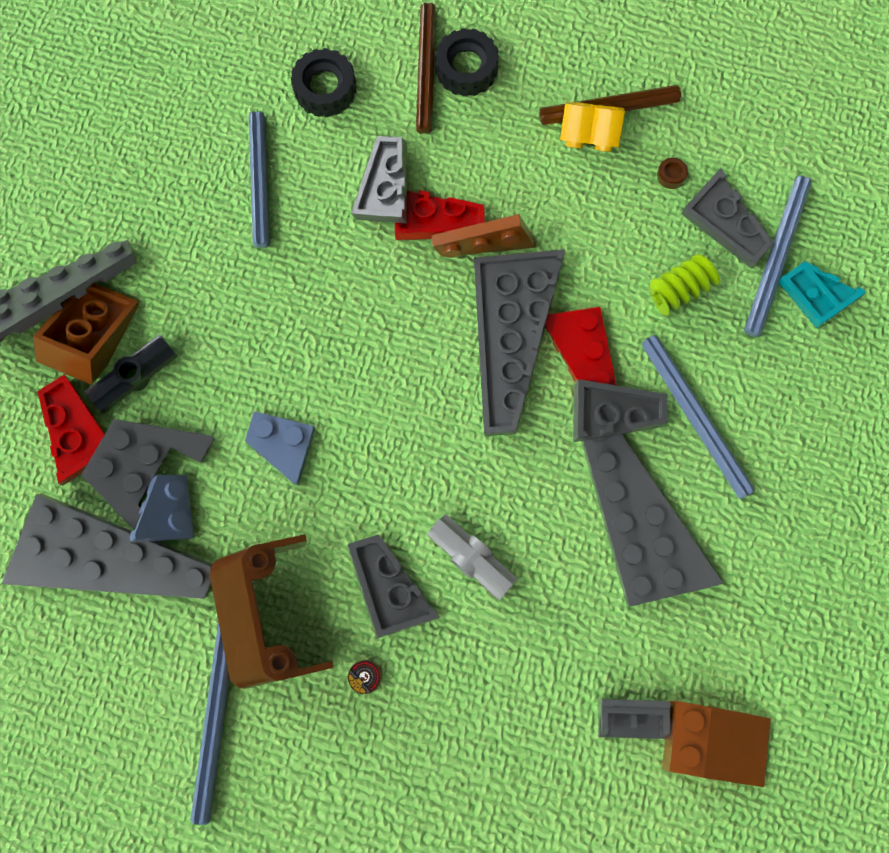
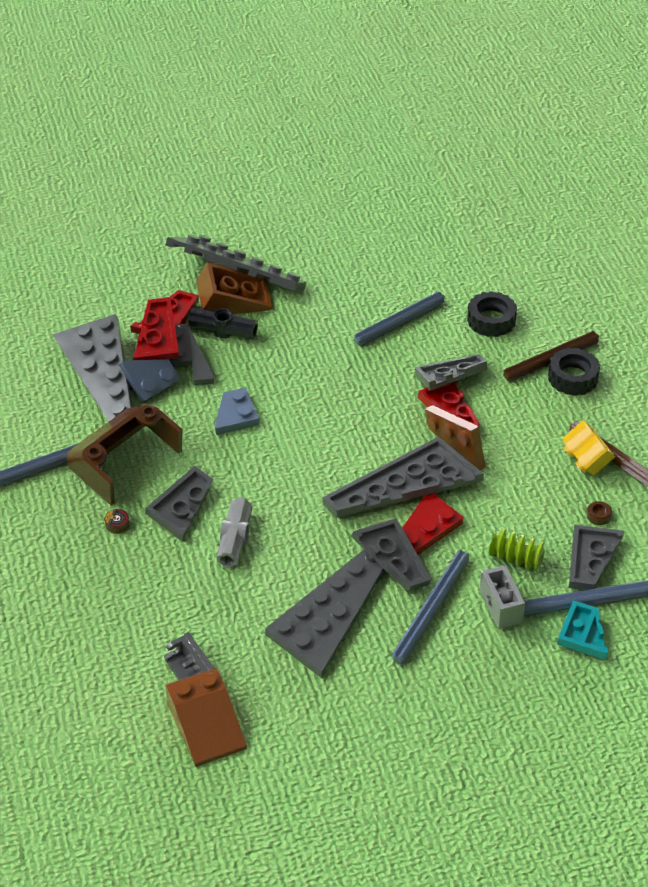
camera: 55 degrees right, 30 degrees down
(111, 464) = (158, 332): none -> red wing
(742, 342) = (502, 597): none -> light grey brick

